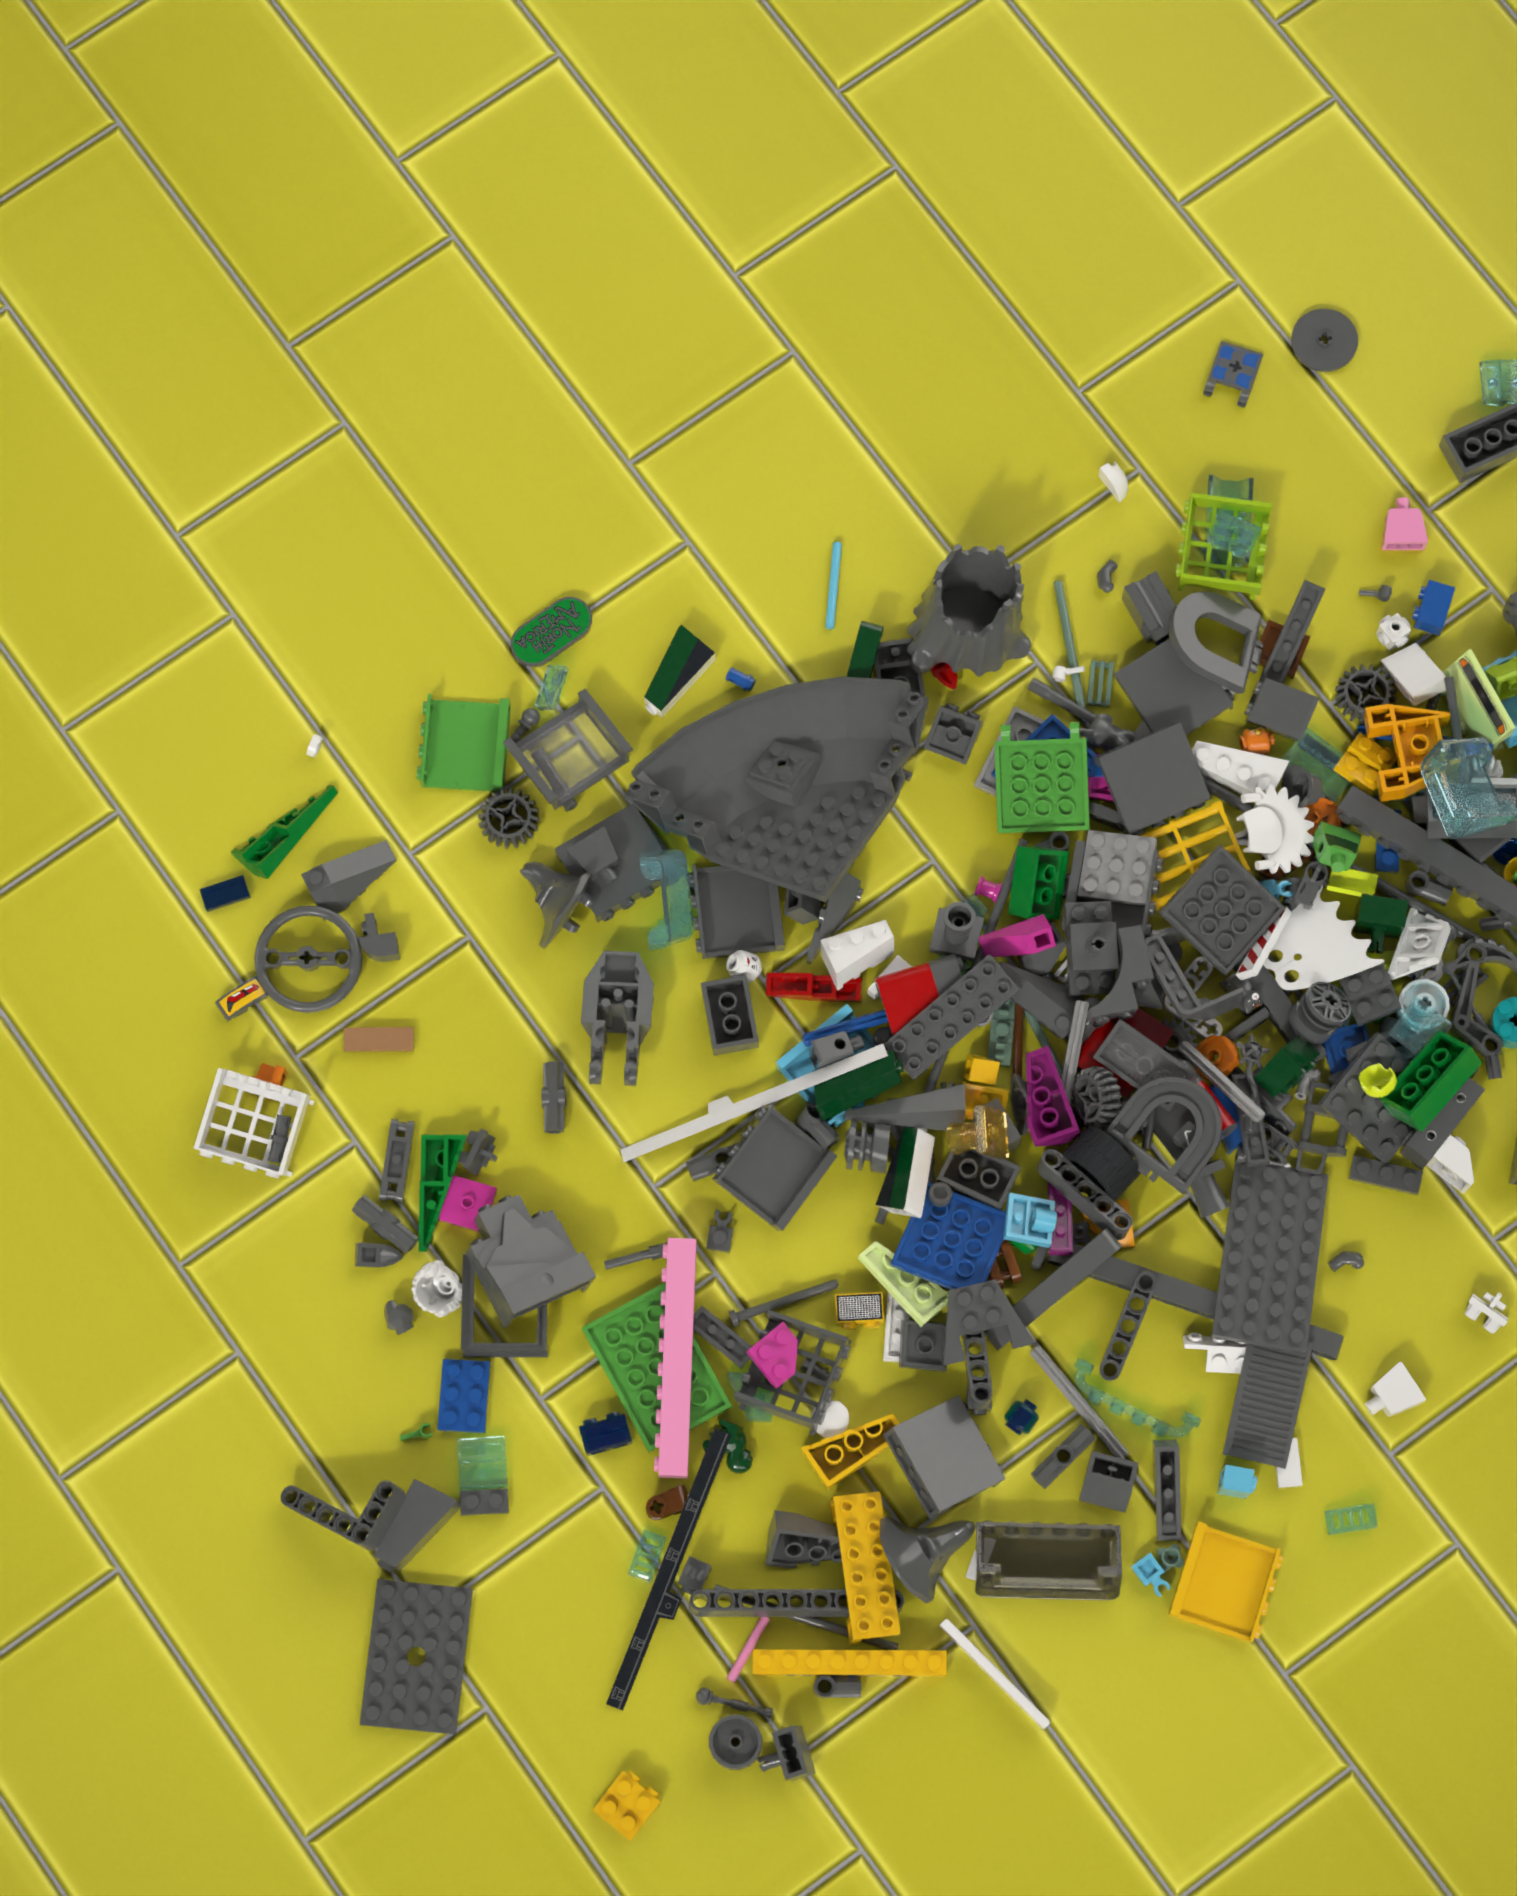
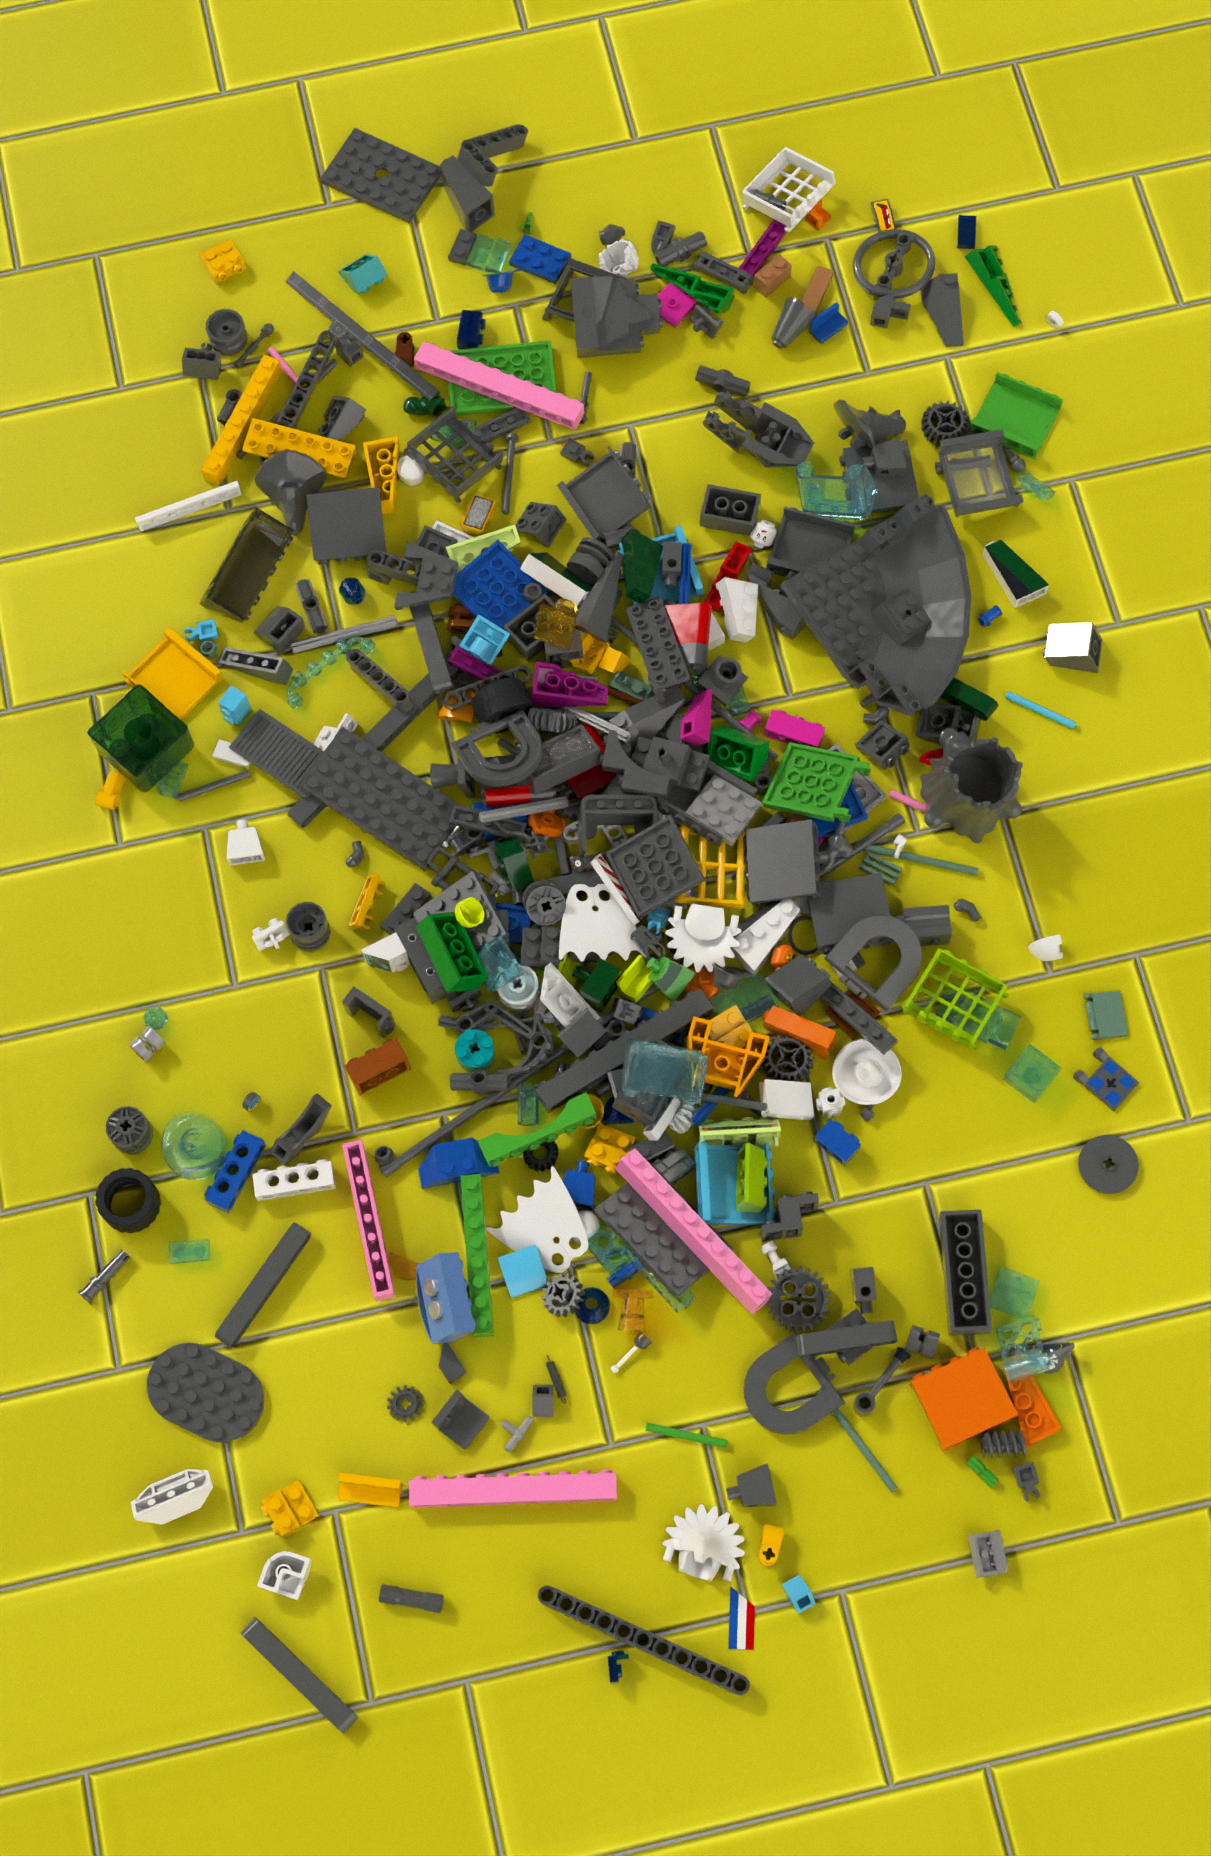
camera: 115 degrees right, 5 degrees down
(345, 1127) = (764, 248): none -> magenta tile
(382, 1096) = (772, 275): none -> medium nougat brick
(424, 1005) = (827, 324): none -> blue panel
(444, 1046) = (791, 322): none -> dark grey cone
(516, 1427) = (500, 282): none -> blue piece
(551, 632) = (1081, 503): tile -> none
(575, 1610) = (363, 273): none -> teal slope
(633, 1572) = (368, 319): clear light blue slope -> none
(724, 1110) = (660, 482): white sticker -> none
(745, 576) = (1073, 646): none -> slope
(776, 1354) = (470, 445): dark pink plate -> none
(795, 950) = (761, 573): none -> dark grey piece
(835, 1236) = (542, 521): none -> dark grey bracket
(923, 759) = (880, 714): none -> dark grey arm
(978, 835) = (793, 729): none -> dark pink brick
(1006, 684) = (907, 800): none -> bright pink bar
(1161, 397) = (1106, 1015): none -> sand green piece
(1222, 743) = (791, 940): none -> black piece
(1225, 527) = (954, 1016): clear light blue brick -> none
(1265, 444) = (1032, 1073): none -> clear light blue container
(1331, 690) = (816, 1036): none -> orange slope
(1334, 1564) = (141, 738): none -> clear green brick
(1337, 1467) = (214, 785): none -> dark grey bar
(1347, 608) = (865, 1073): none -> white hat
(1396, 878) = (625, 1011): none -> dark grey brick
(1399, 1222) = (366, 902): none -> yellow plate
(1404, 528) = (916, 1151): bright pink torso -> none
(1405, 1583) = (109, 795): none -> yellow piece
(1448, 906) = (582, 1033): none -> dark grey slope
(1474, 1261) = (308, 926): none -> dark grey wheel

